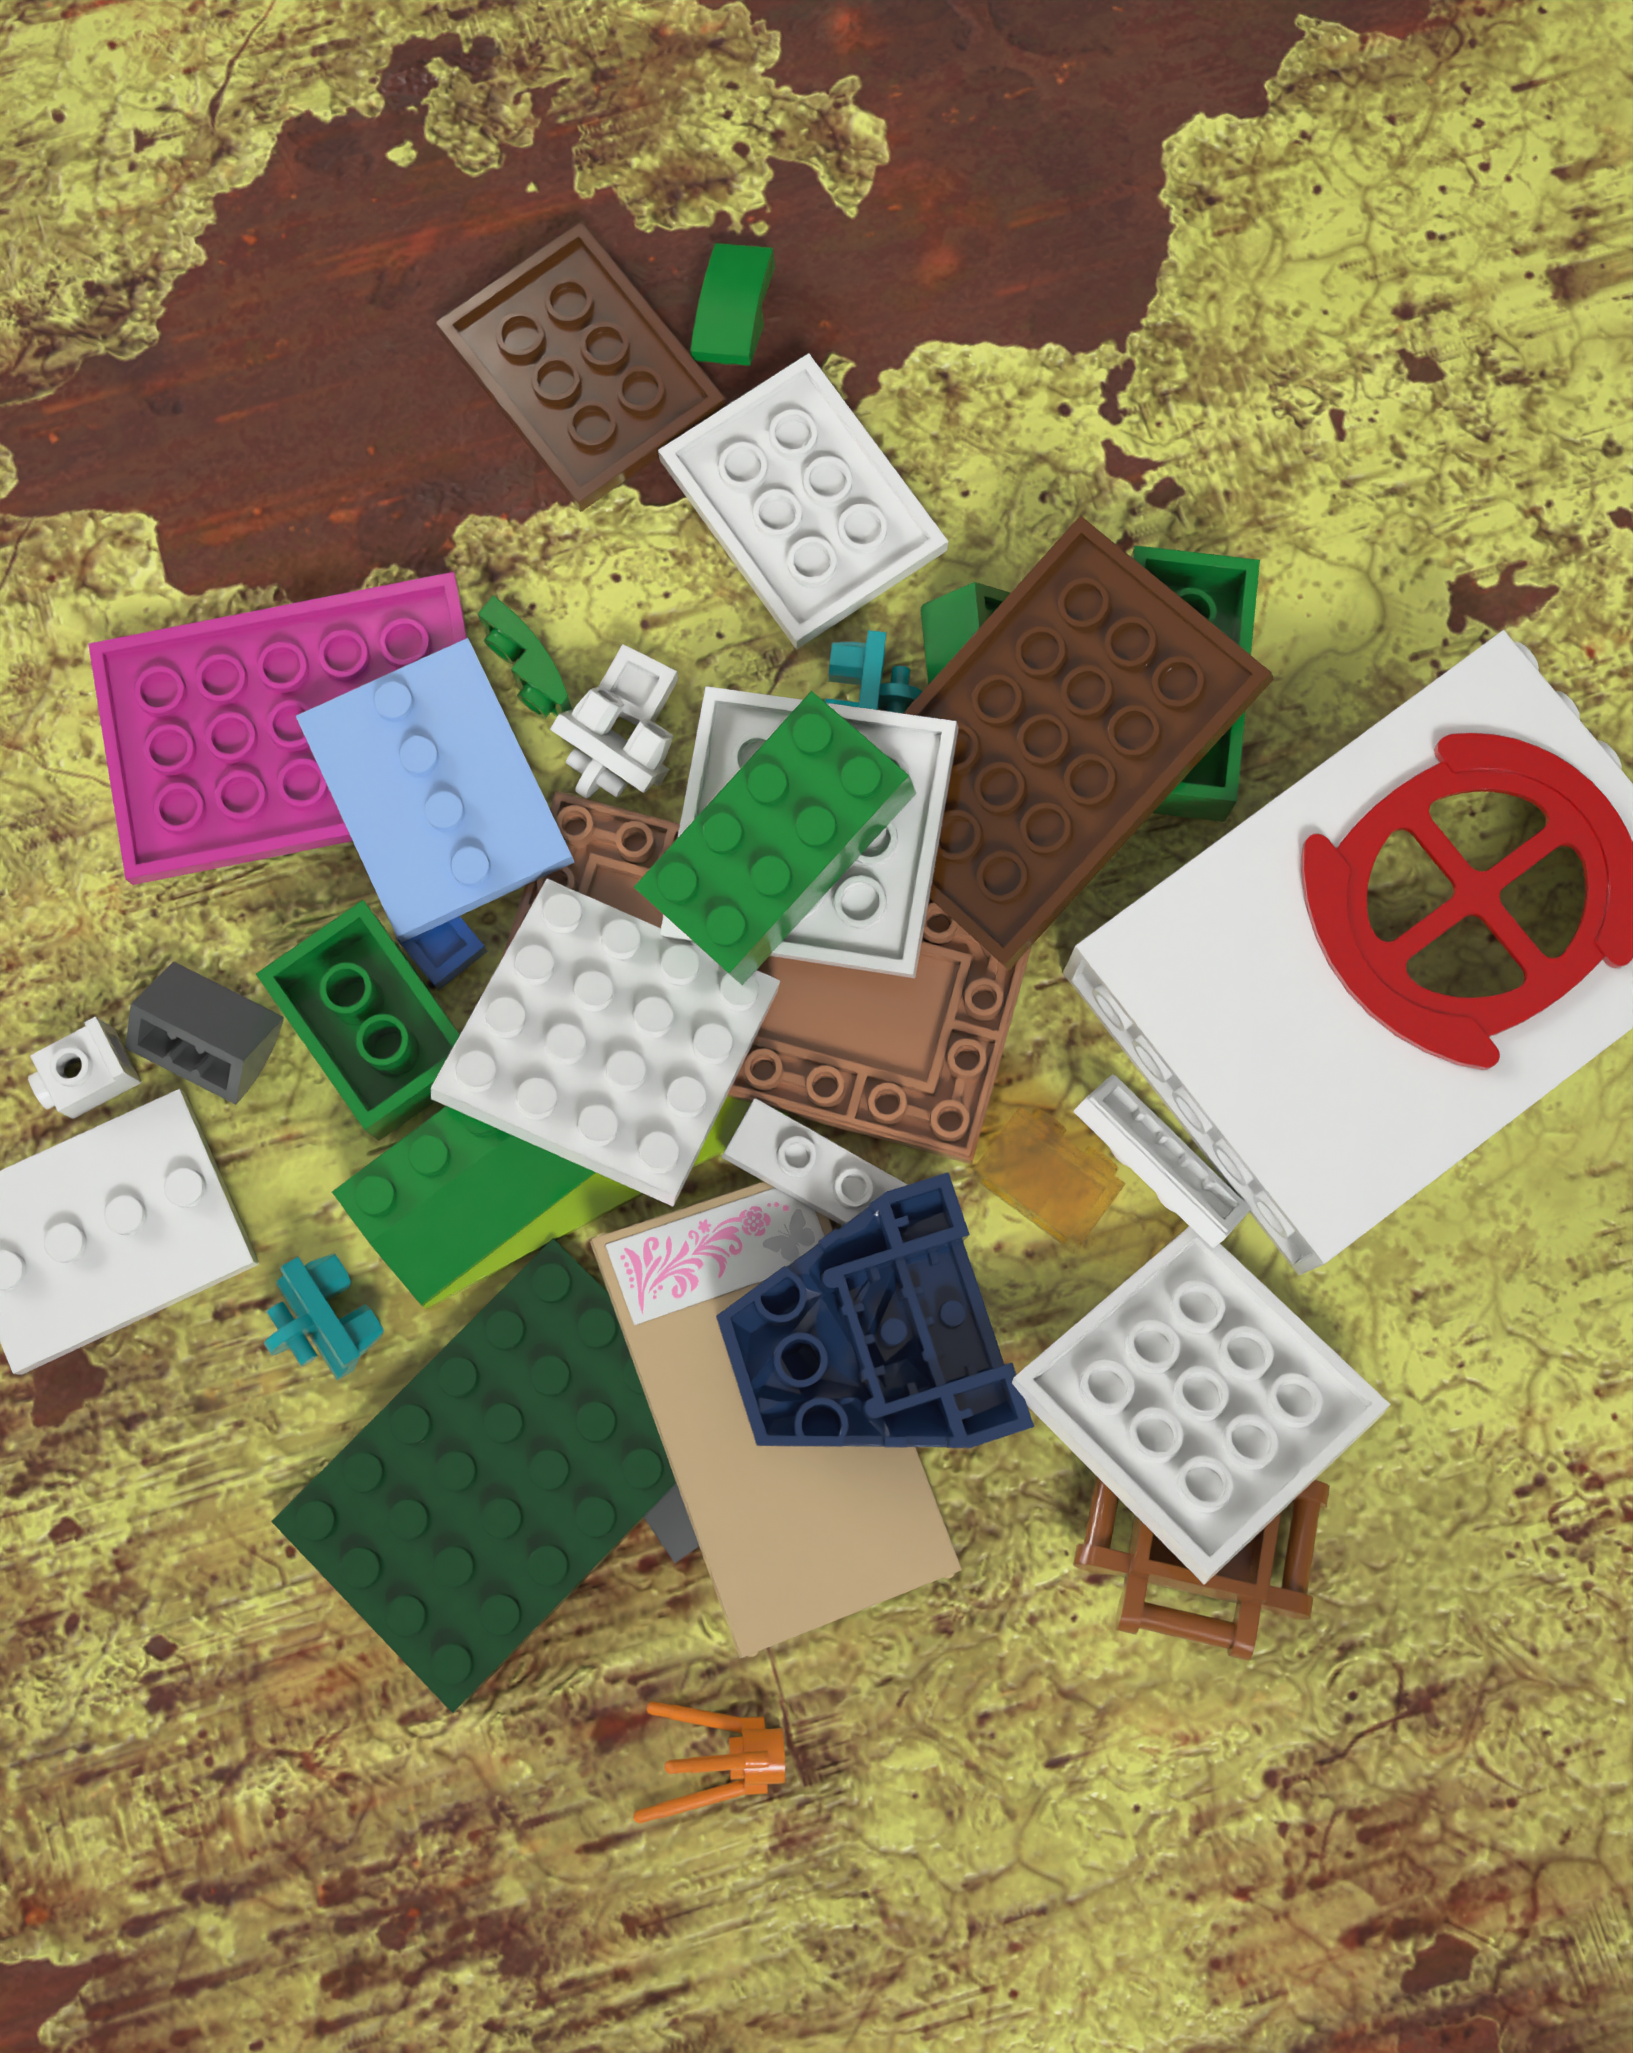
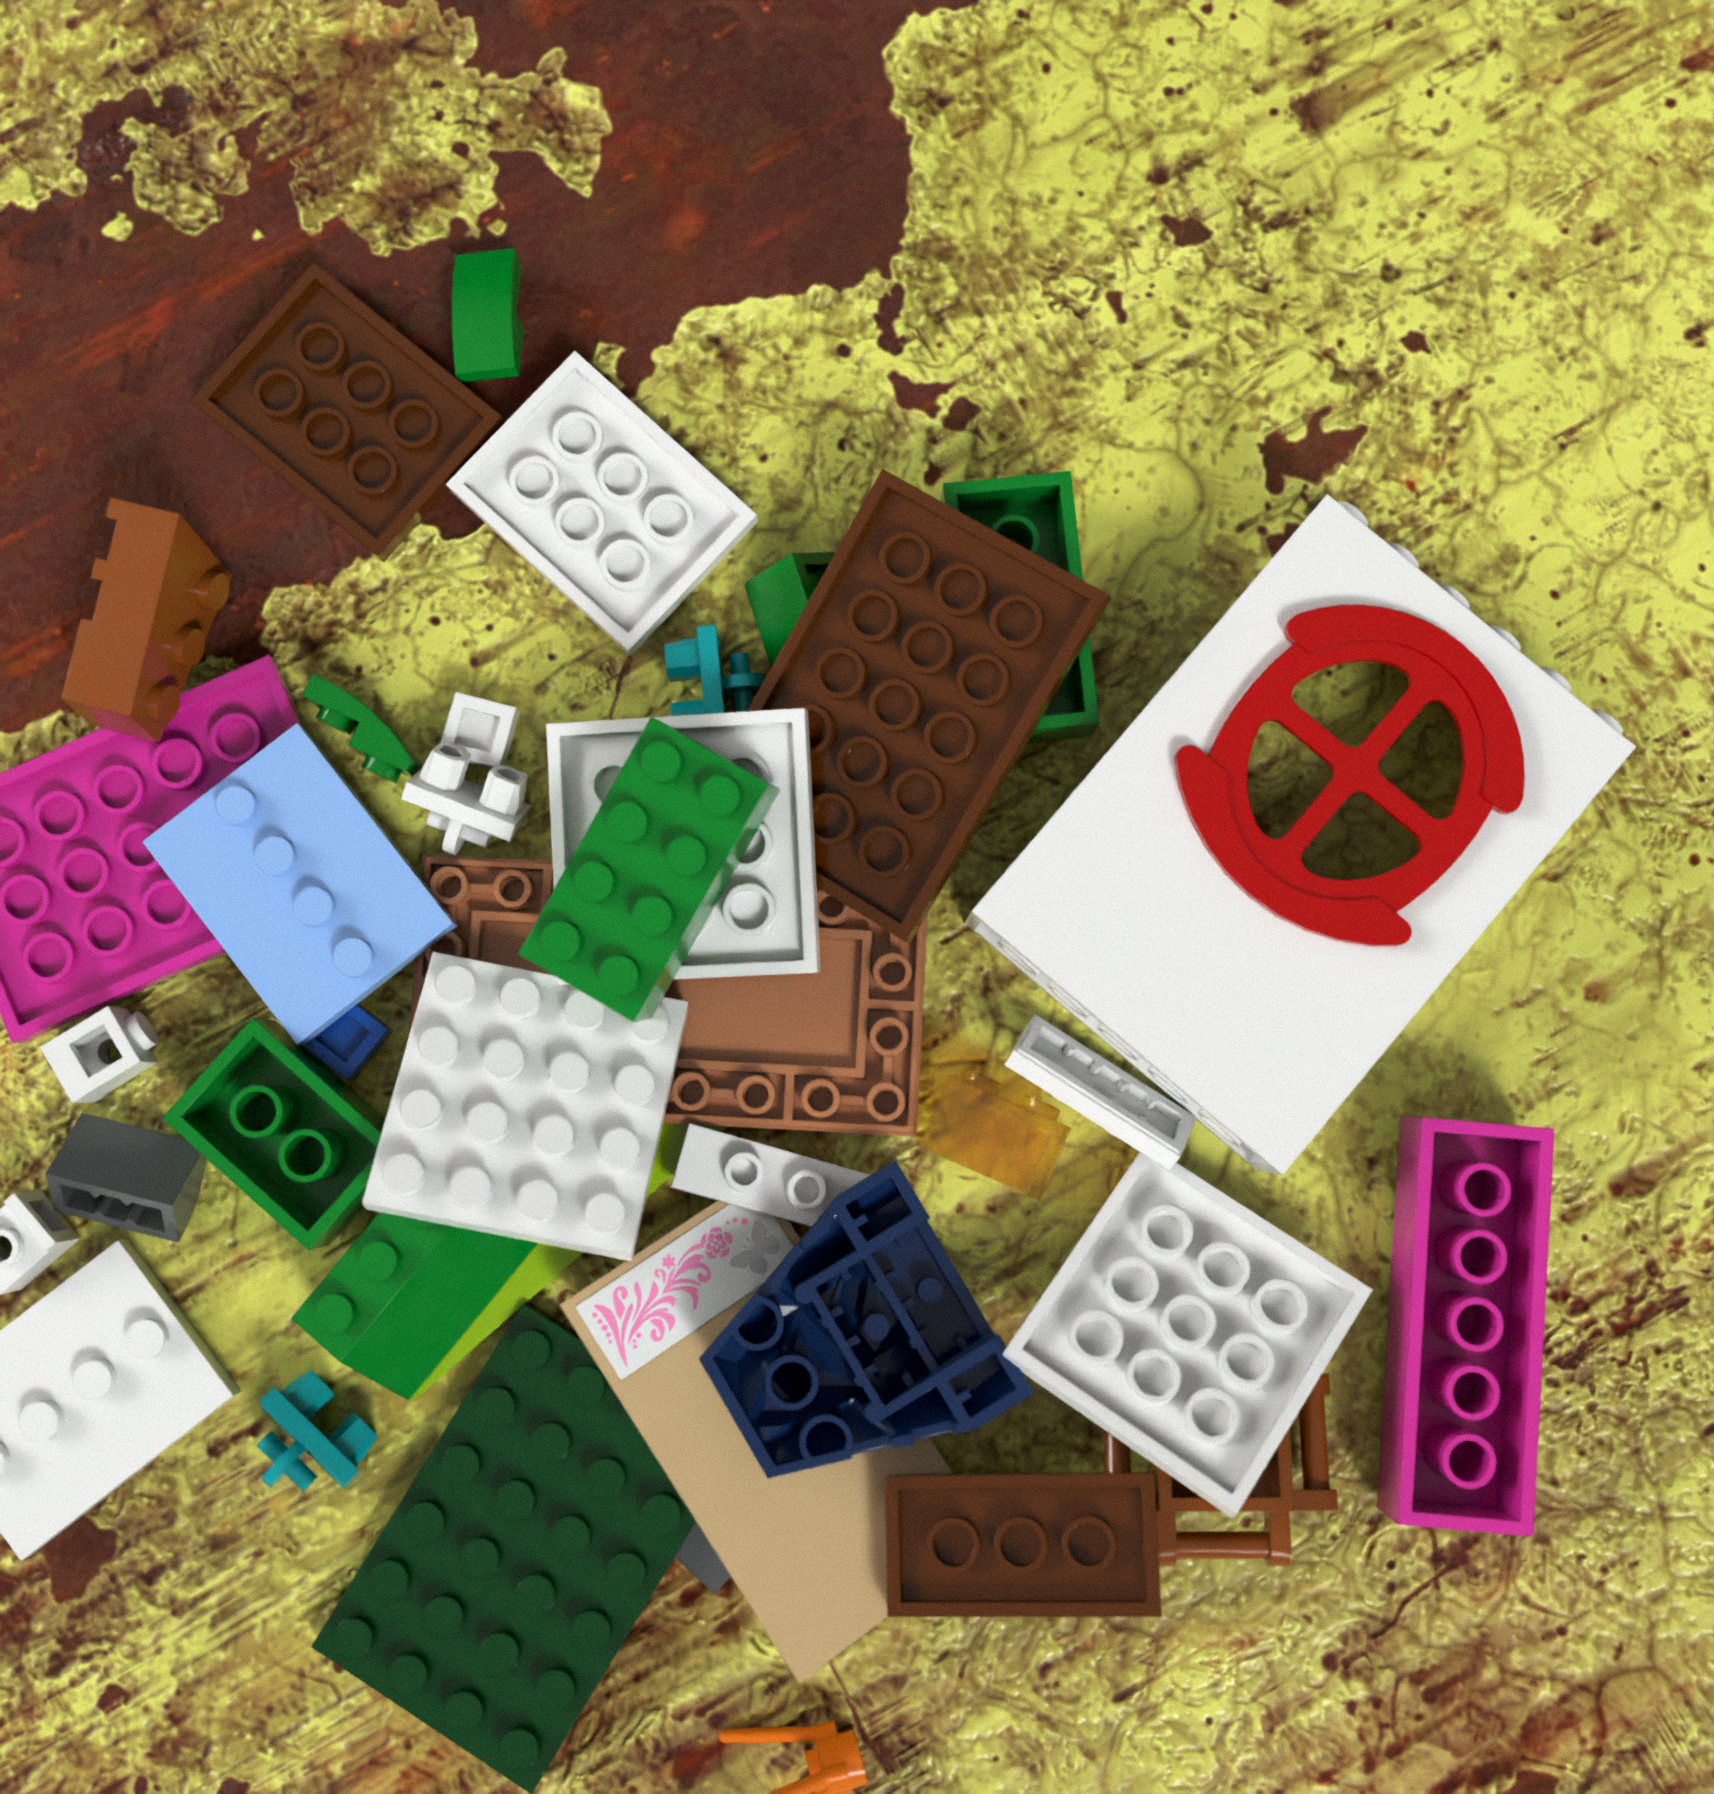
camera: 15 degrees left, 5 degrees up
(187, 904) = (82, 1059): none -> white brick
(351, 514) = (147, 622): none -> dark orange wedge
(991, 1572) = (1022, 1545): none -> reddish brown plate
(1477, 1462) = (1466, 1326): none -> dark pink brick

